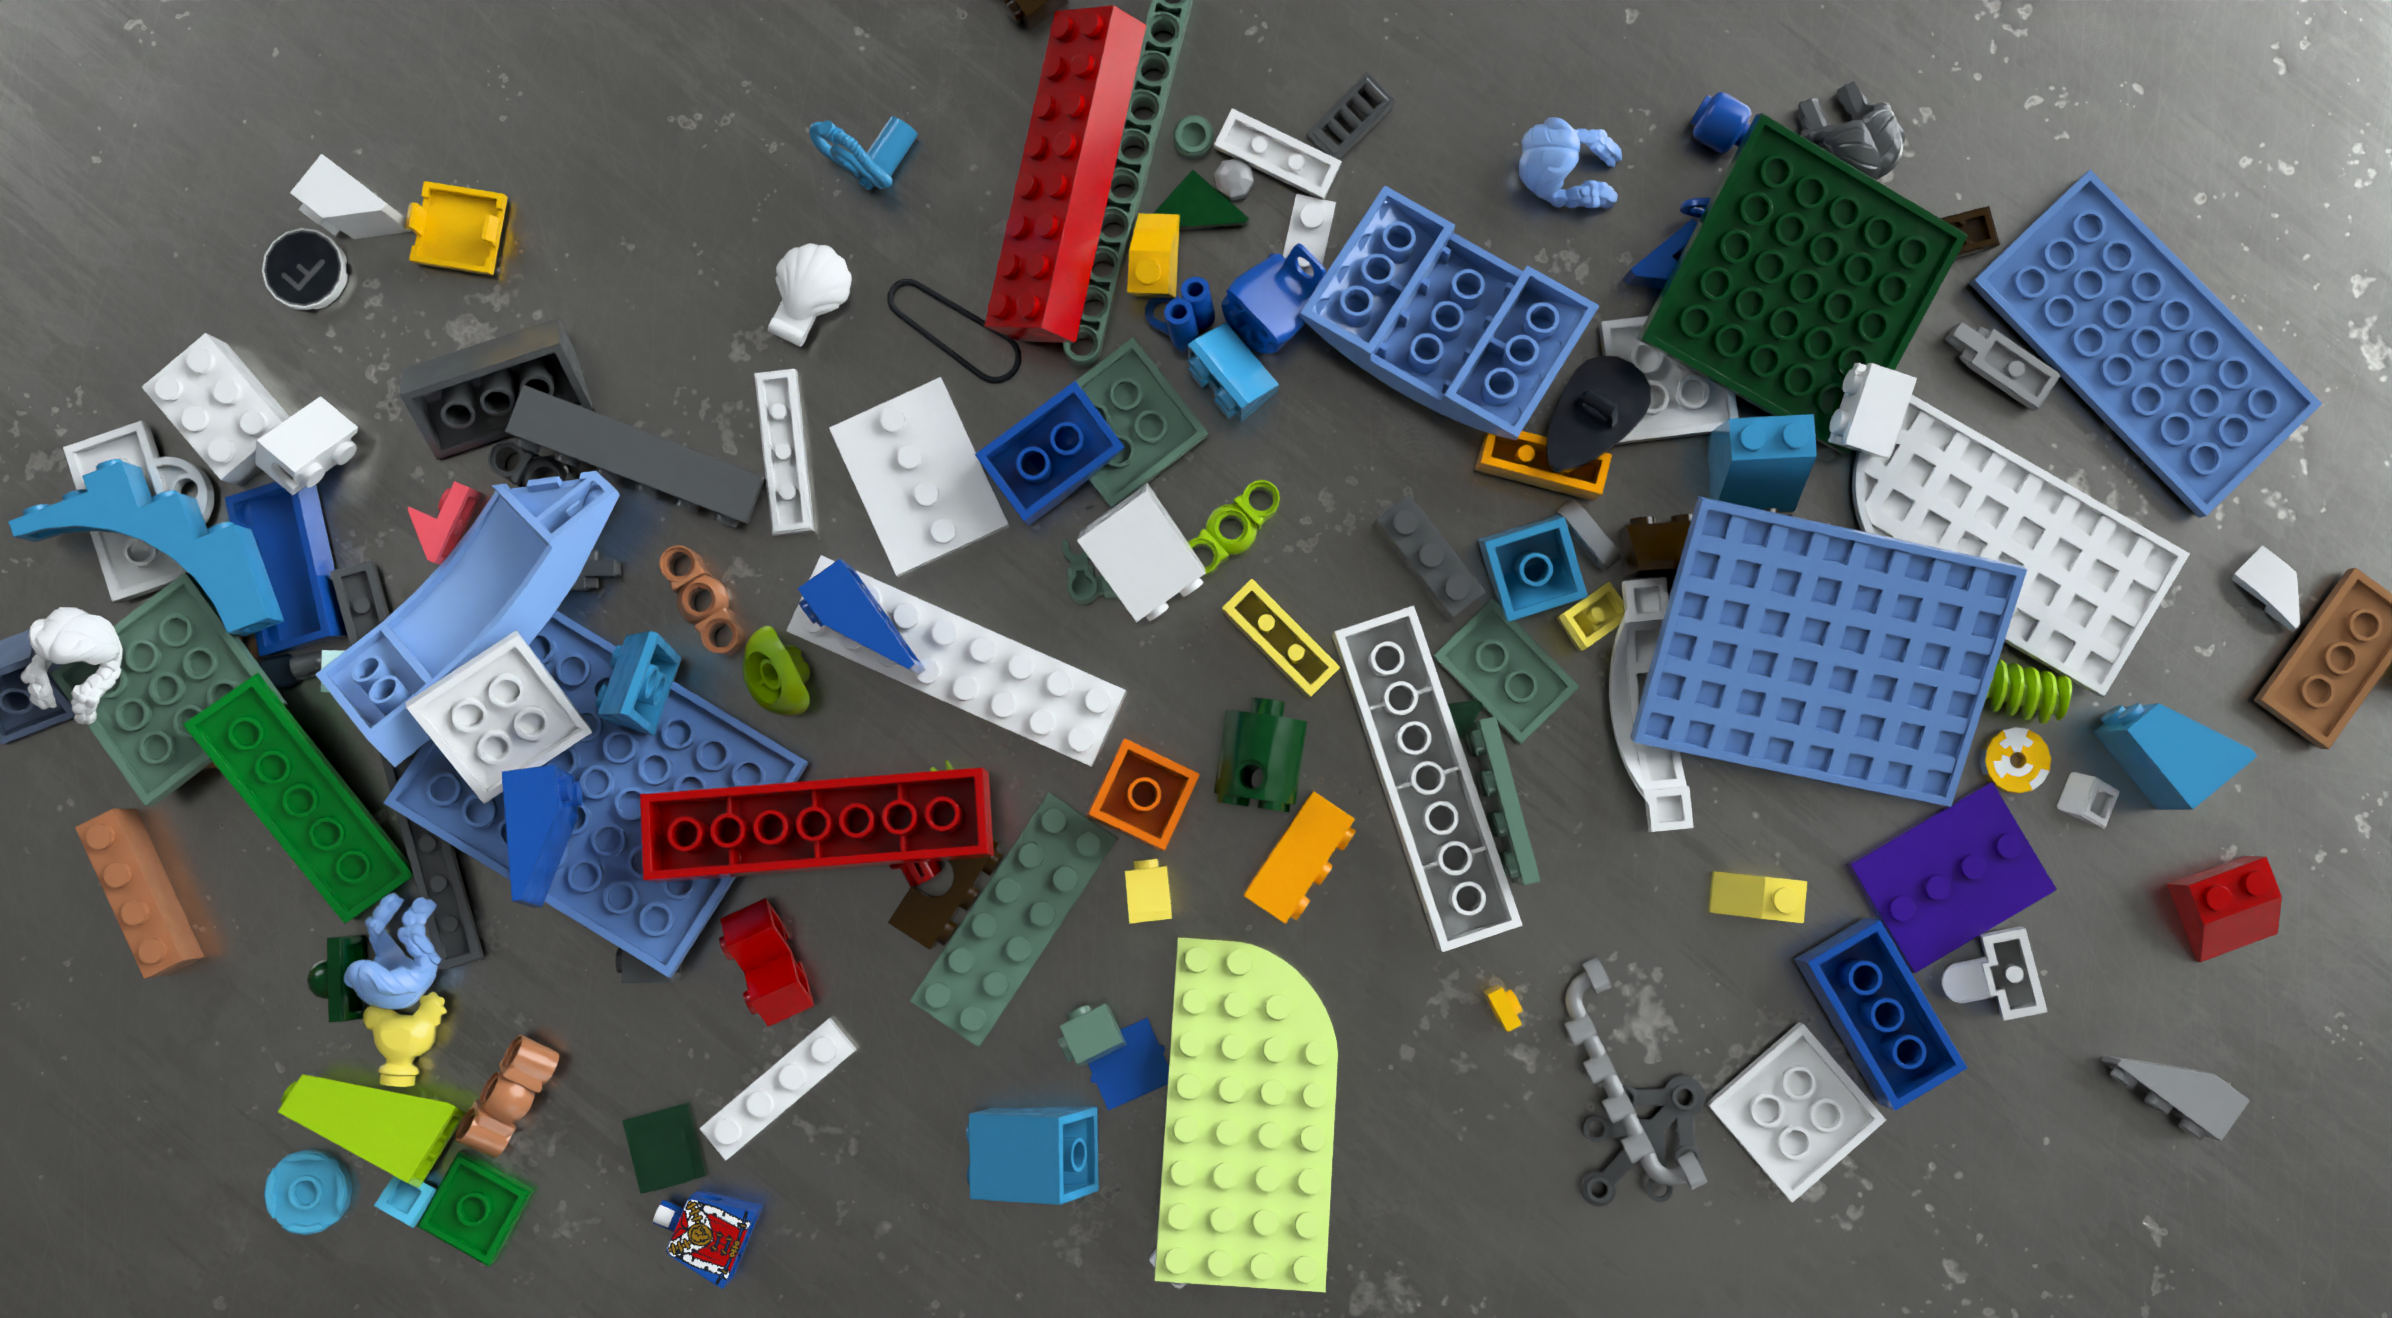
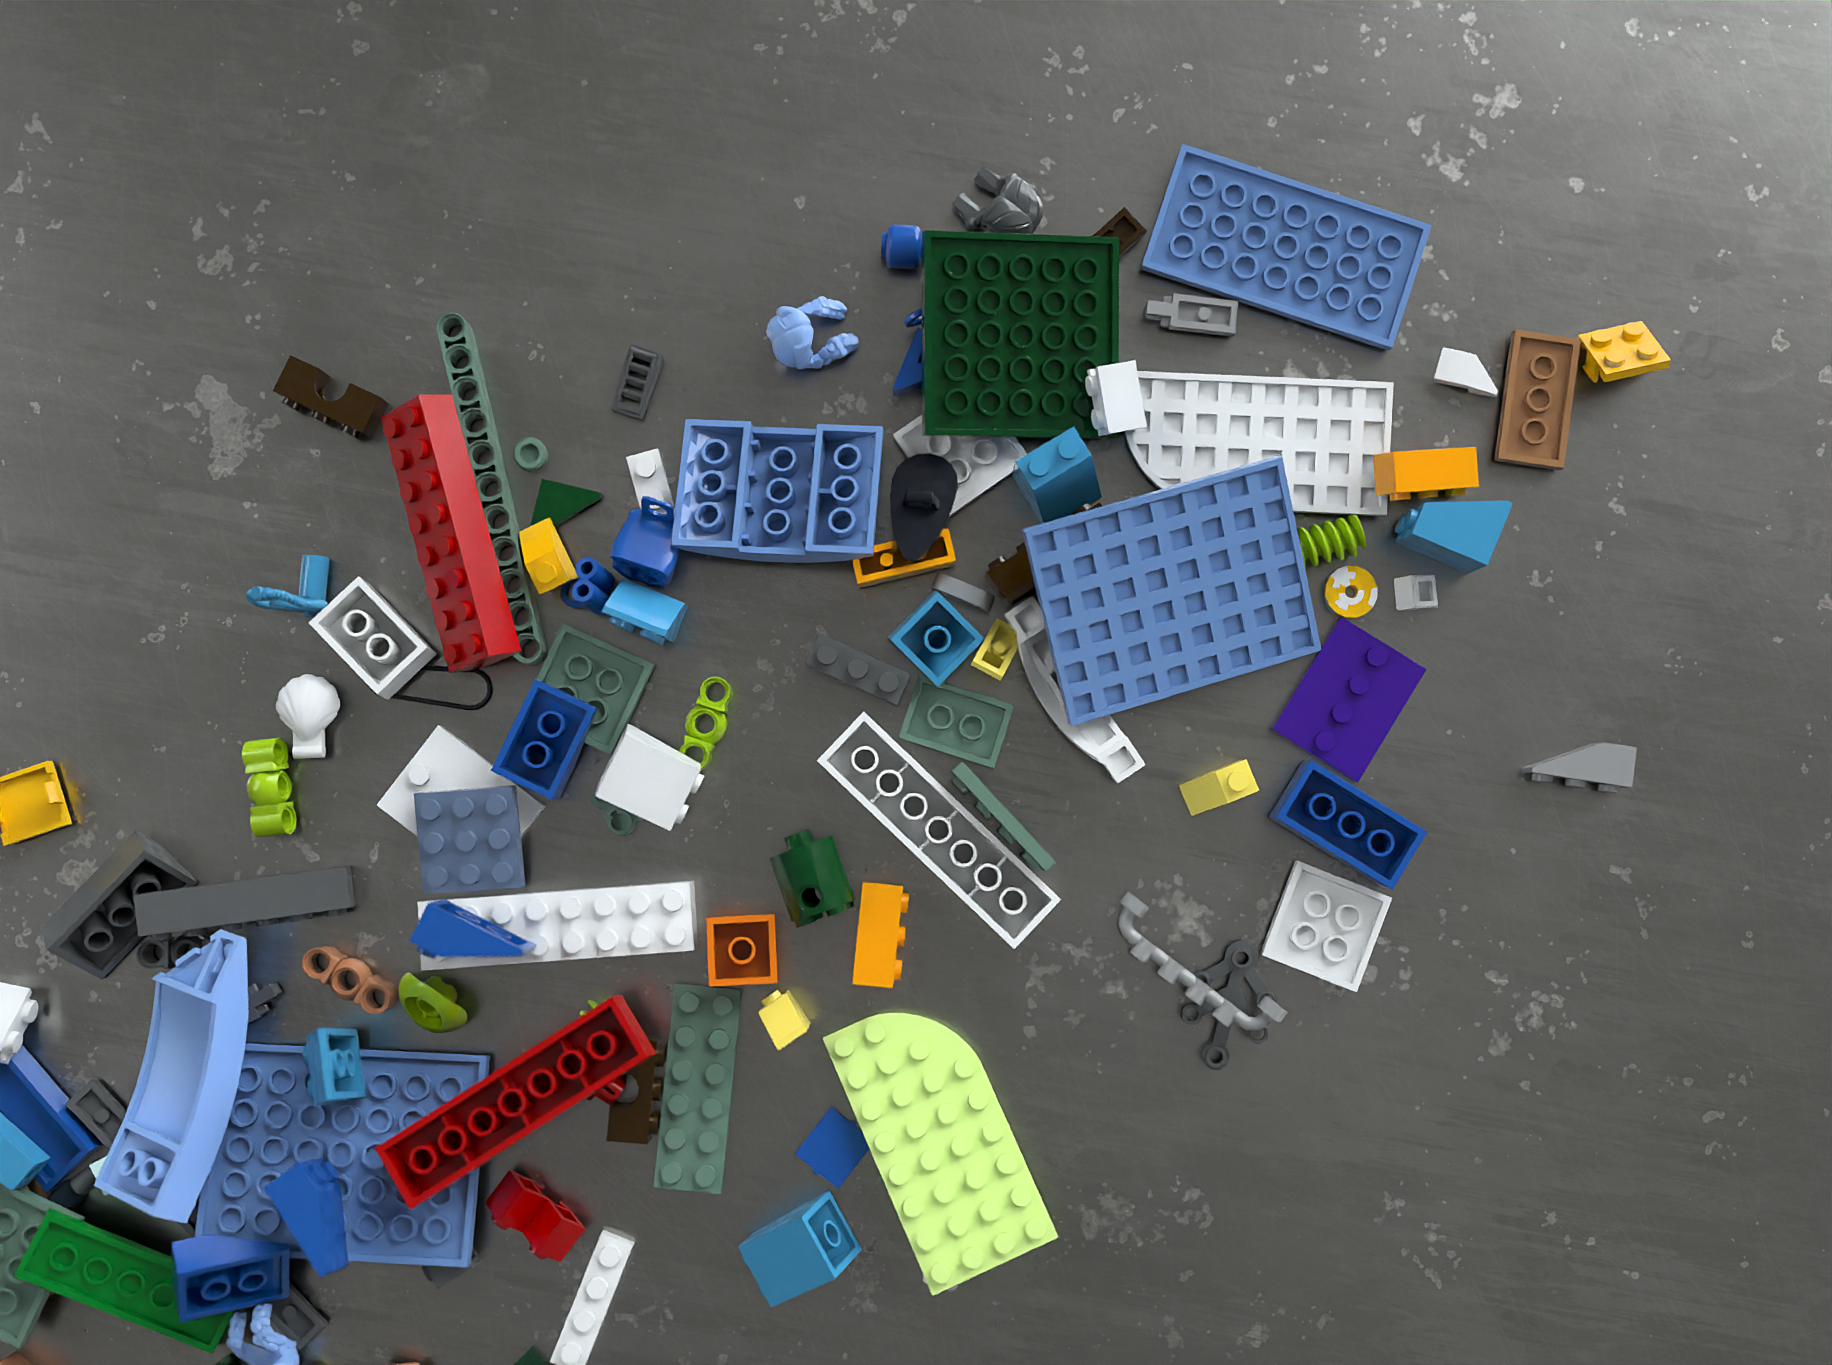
camera: 30 degrees left, 0 degrees up
(408, 846) = (227, 1274): none -> blue slope
(442, 534) = (134, 1030): coral slope -> none
(498, 715) = (242, 1145): white plate -> none
(724, 347) = (269, 787): none -> lime piece
(784, 452) = (353, 839): white tile -> none
(910, 518) = (469, 839): none -> sand blue plate
(921, 244) = (372, 638): none -> white brick
(1090, 1034) = (796, 1142): sand green brick -> none
(1233, 179) = (575, 470): light grey tile -> none
(1277, 154) = (597, 436): white plate -> none
(1280, 638) = (781, 785): light yellow brick -> none
(1464, 715) = (941, 770): clear green slope -> none
(1504, 1006) = (1081, 962): yellow plate -> none
(2003, 974) = (1418, 750): white brick -> none
(2173, 672) = (1425, 472): none -> light orange brick
(2228, 905) = (1551, 616): red slope -> none

